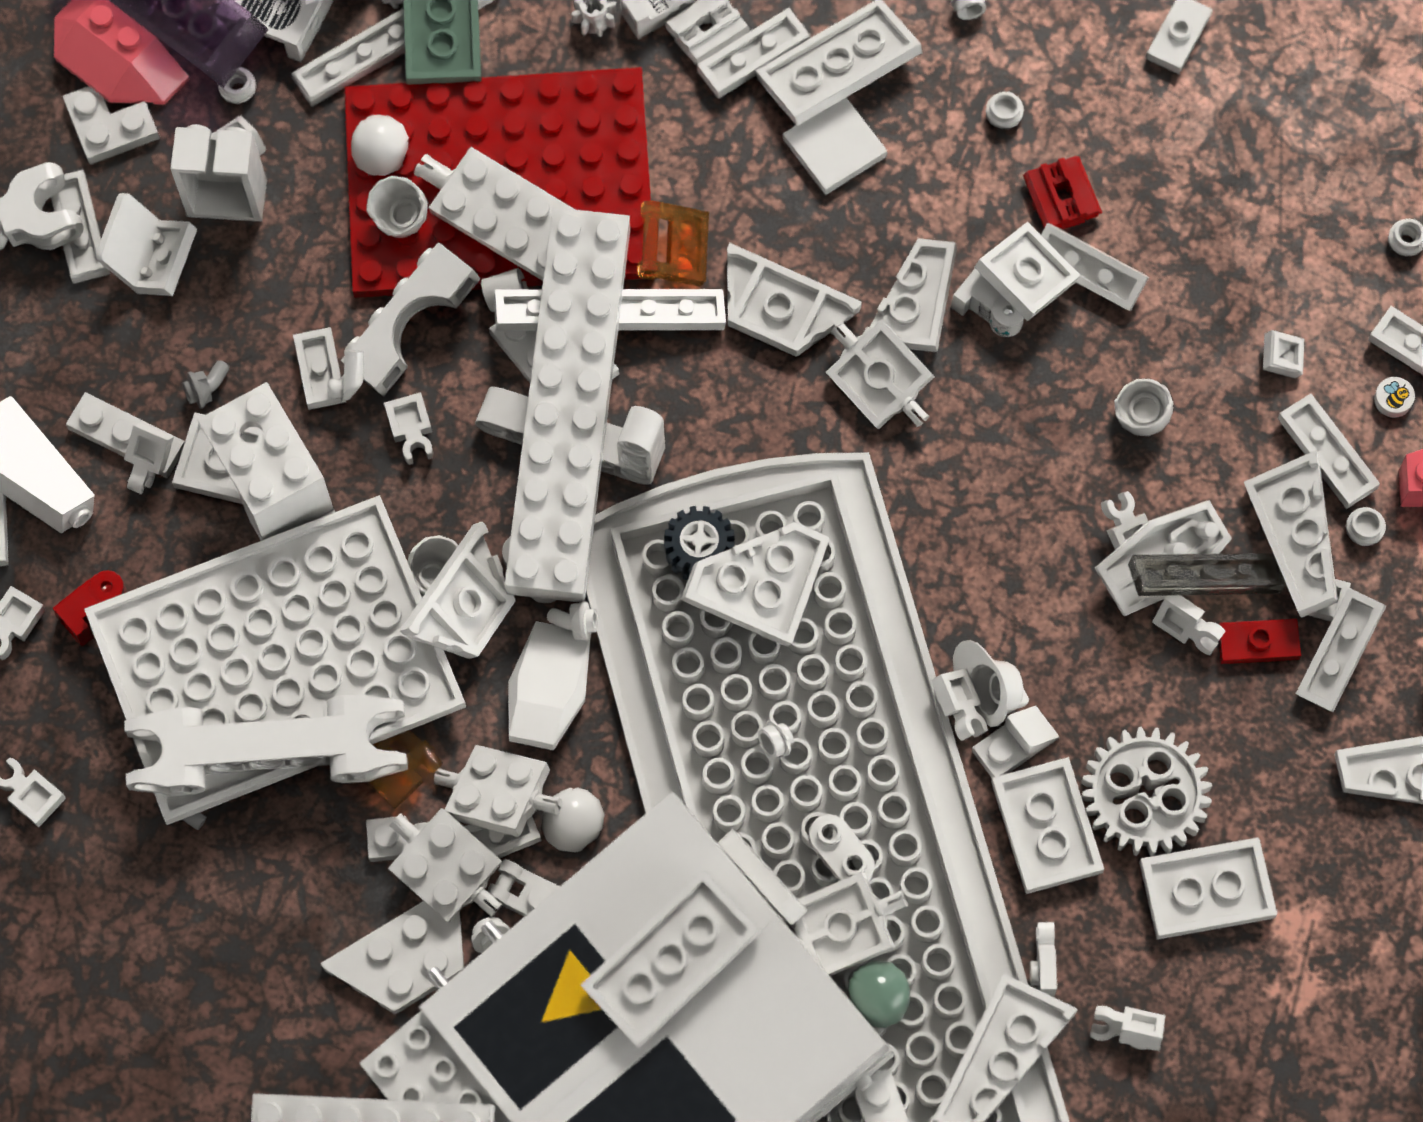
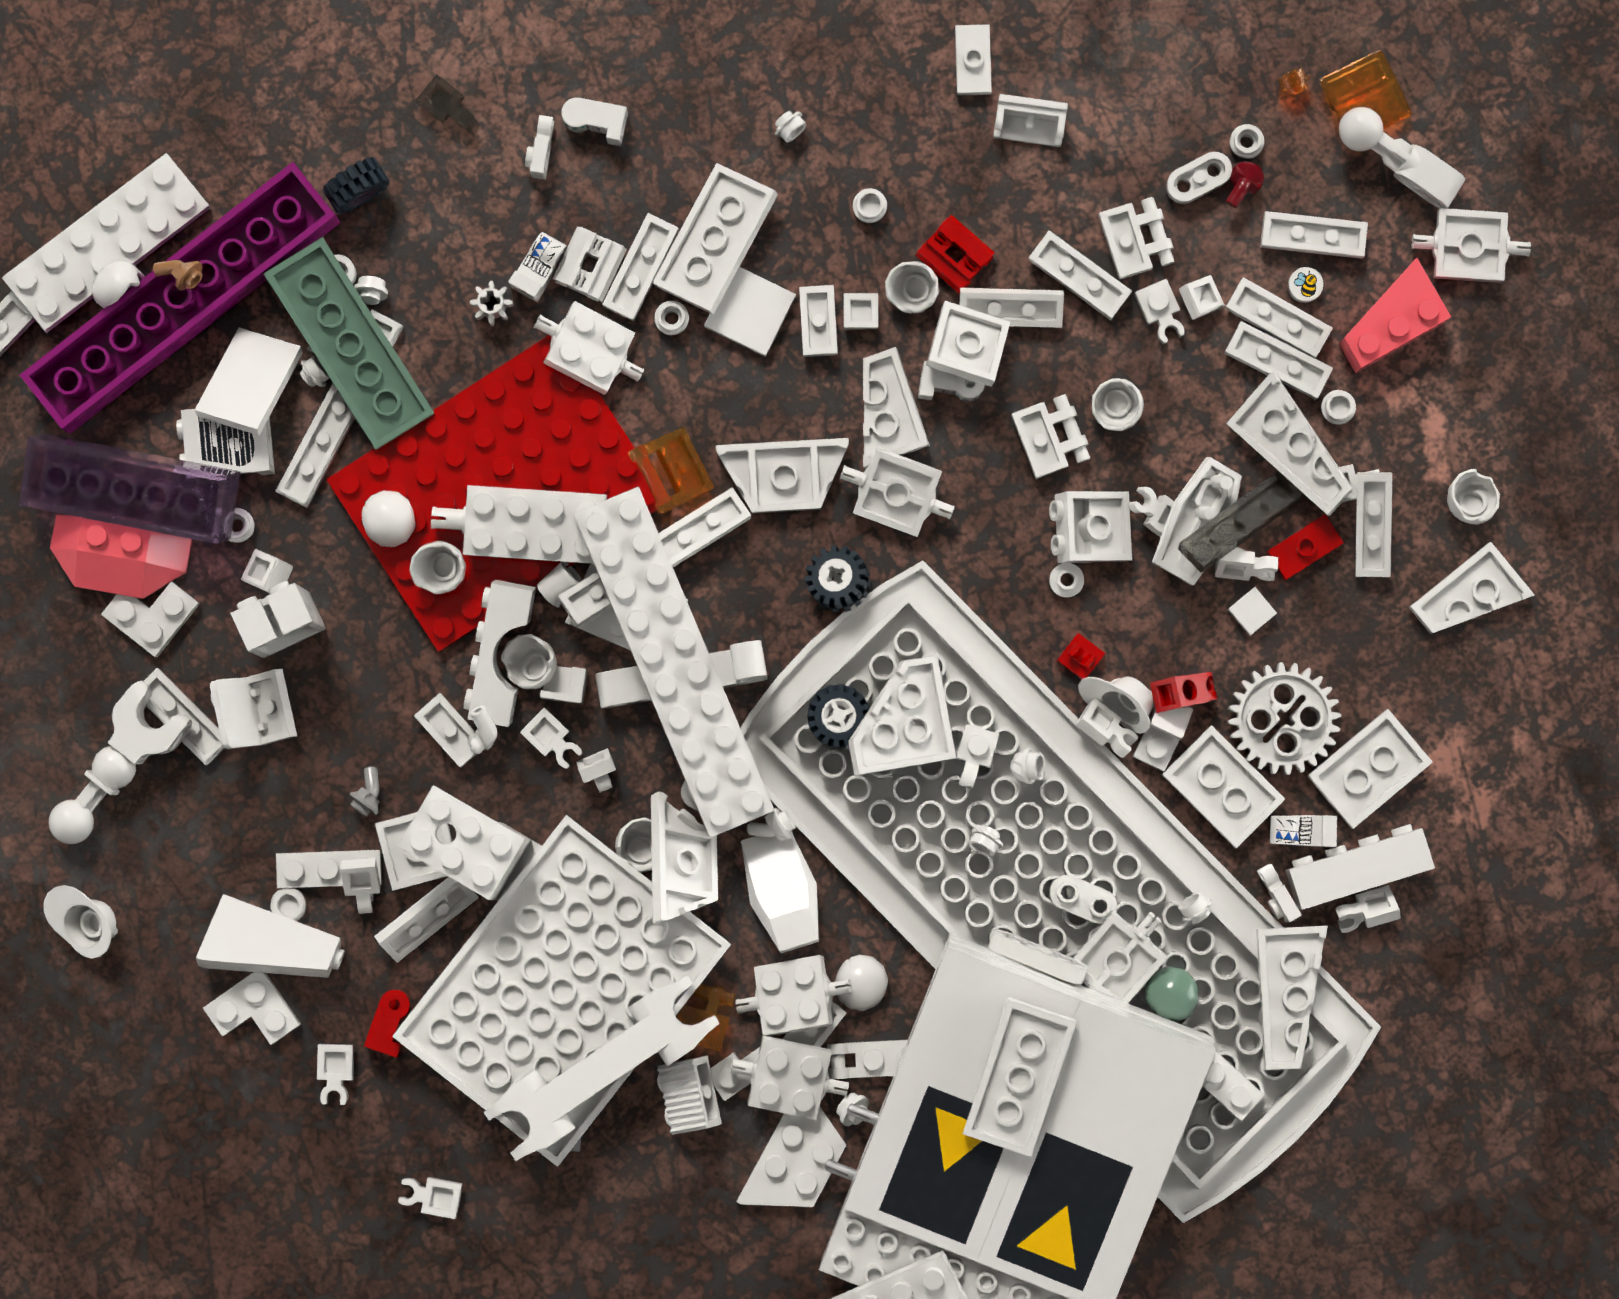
camera: 30 degrees left, 15 degrees up
(70, 445) = (289, 903): none -> white tile
(188, 525) = (425, 918): none -> white plate
(337, 830) = (689, 1095): none -> white brick
(432, 342) = (529, 661): none -> white hair
(437, 477) = (597, 768): none -> white tile
(454, 386) = (566, 685): none -> white panel
(661, 95) = (589, 347): none -> white plate
(756, 103) = (671, 307): none -> white plate
(789, 425) = (844, 588): none -> black wheel
(816, 650) = (976, 750): none -> white plate
(860, 690) = (1028, 766): none -> white plate
(894, 185) = (818, 321): none -> white plate
(940, 197) = (860, 311): none -> white plate
(950, 920) = (1195, 908): none -> white plate
(974, 624) = (1080, 656): none -> red tile
(997, 556) = (1058, 587): none -> white plate
(1002, 197) = (912, 287): none -> white hair
(1049, 401) = (1040, 438): none -> white plate
(1053, 506) = (1091, 527): none -> white plate
(1058, 707) = (1183, 691): none -> red leg
(1105, 912) = (1304, 830): none -> white leg
(1144, 979) = (1359, 868): none -> white brick
(1171, 674) = (1252, 611): none -> white tile
(1173, 273) = (1079, 275): none -> white plate
(1204, 110) = (1030, 120): none -> white hinge
(1236, 342) = (1158, 306): none -> white plate
(1237, 264) = (1126, 240): none -> white plate
(1340, 242) = (1197, 177): none -> white plate
(1350, 411) = (1278, 318): none -> white plate
(1387, 269) = (1245, 178): none -> dark red plate

